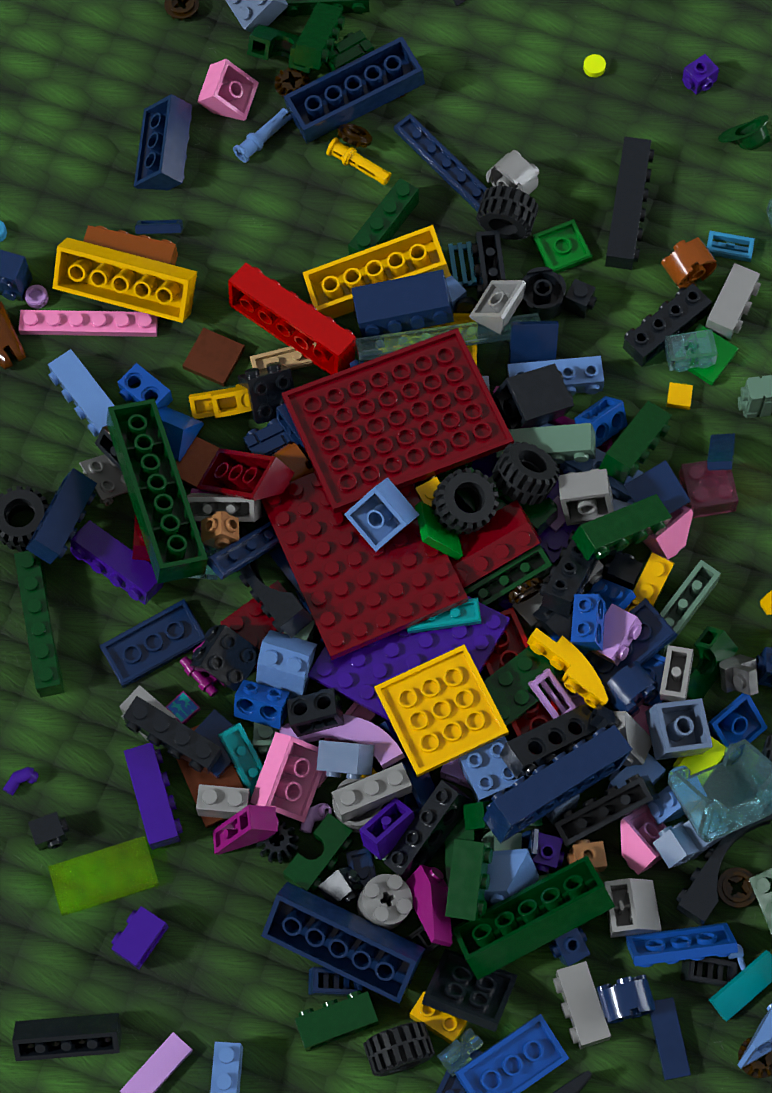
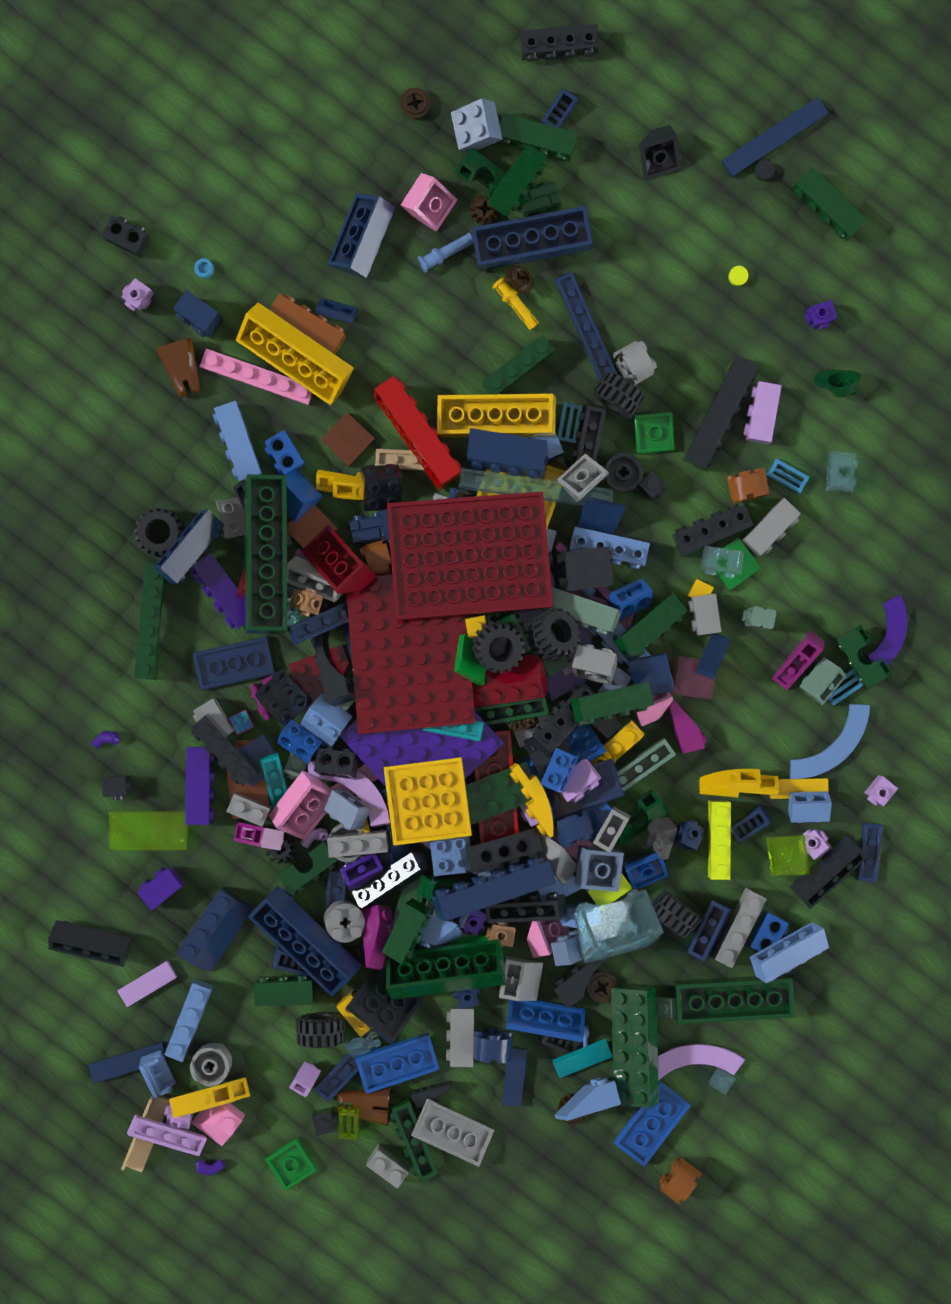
camera: 15 degrees right, 20 degrees up
(36, 296) = (222, 339): lavender tile -> none
(224, 970) = (215, 930): none -> dark blue slope
(341, 886) = (316, 898): black brick -> none
(381, 514) = (431, 637): medium blue slope -> none
(547, 673) = (510, 800): lavender tile -> none
(603, 717) = (545, 847): black piece -> none
(675, 188) = (762, 412): none -> lavender brick
(694, 415) = (705, 614): none -> light grey brick
(721, 549) = (686, 731): none -> magenta slope

